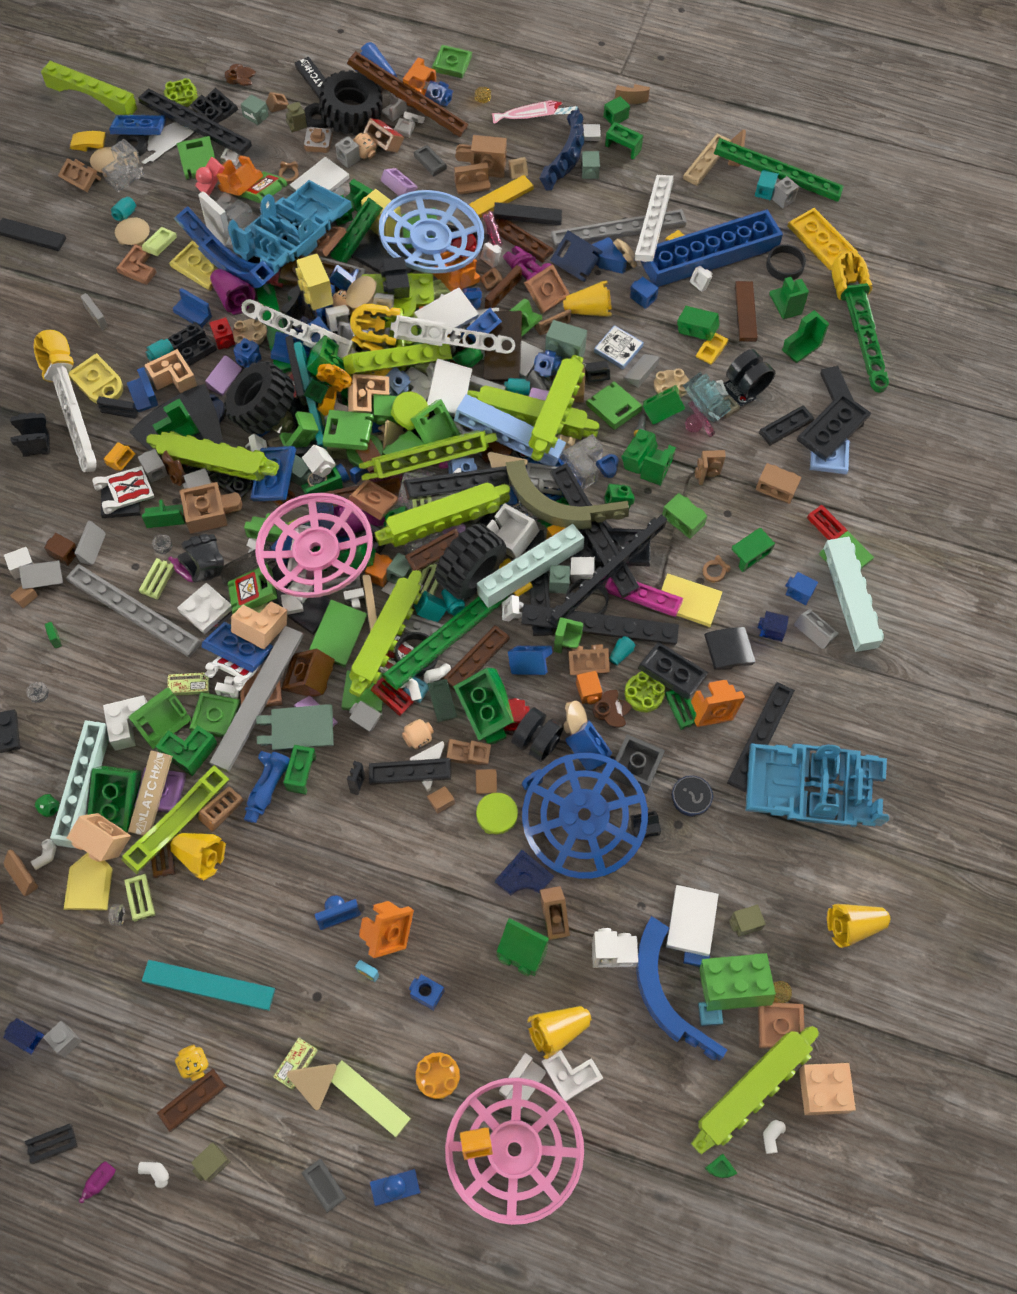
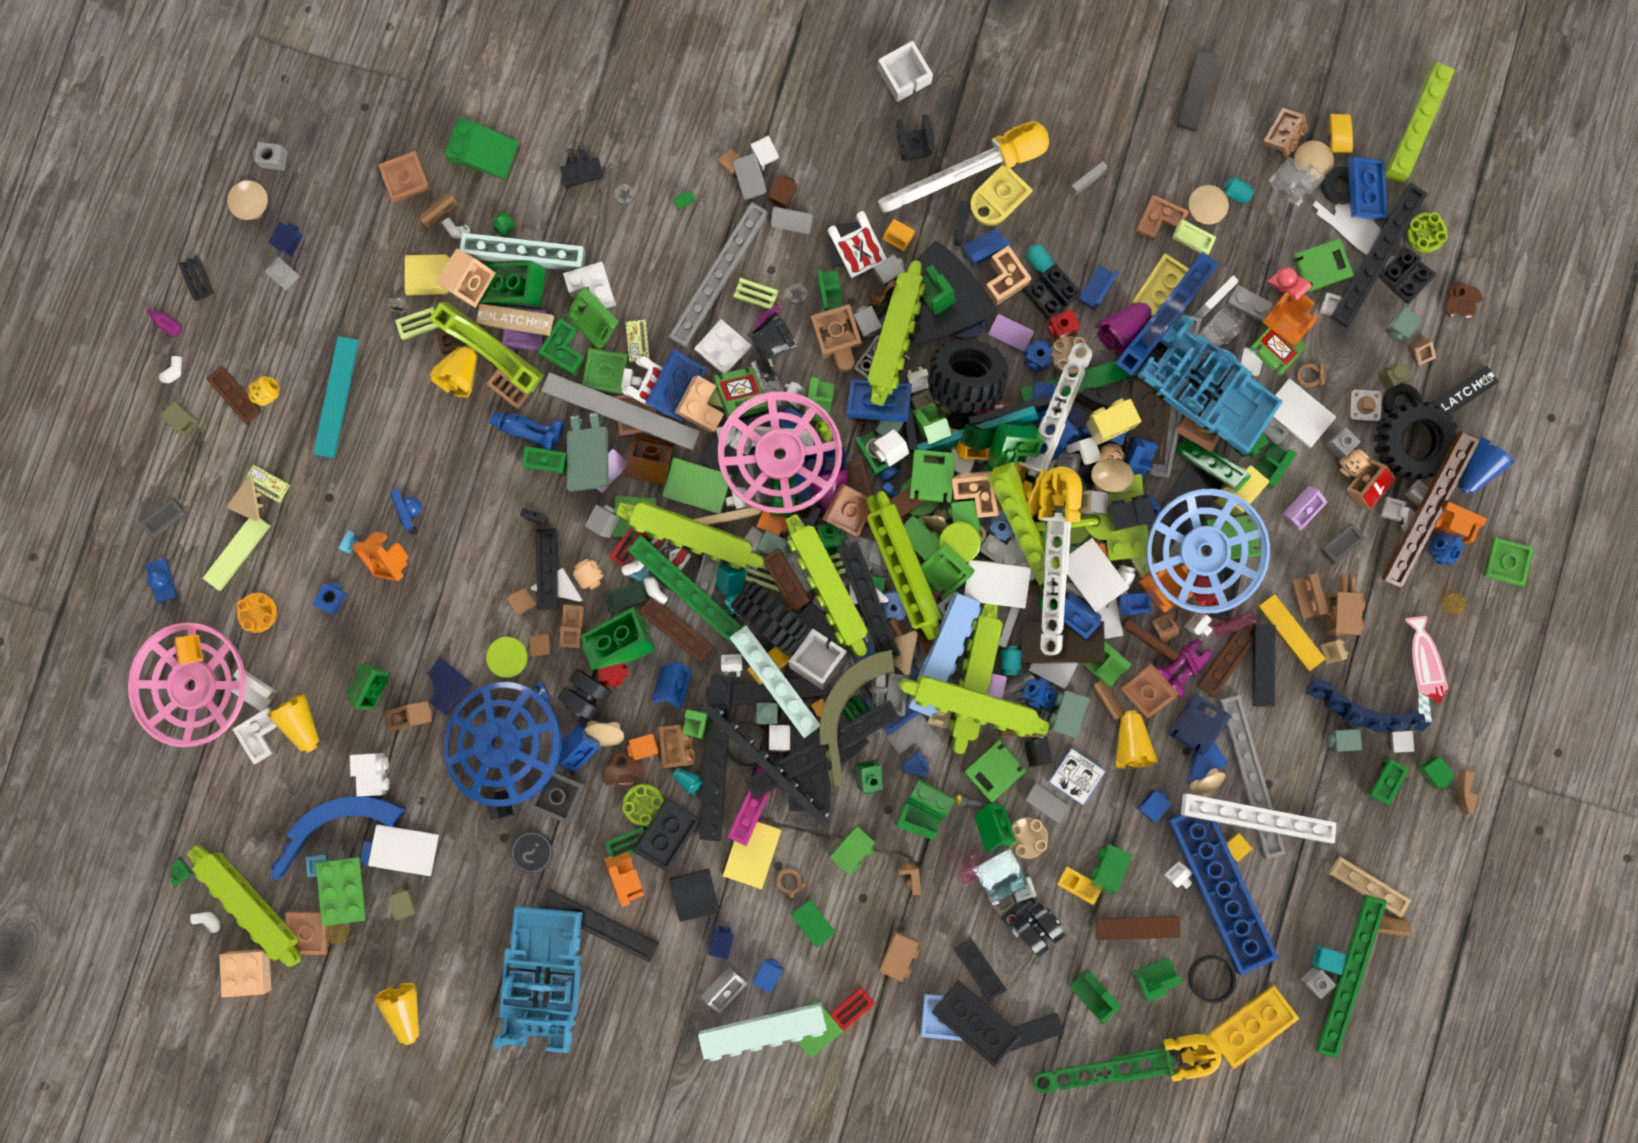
camera: 85 degrees right, 20 degrees up
(334, 376) = (988, 455): light orange dish -> none

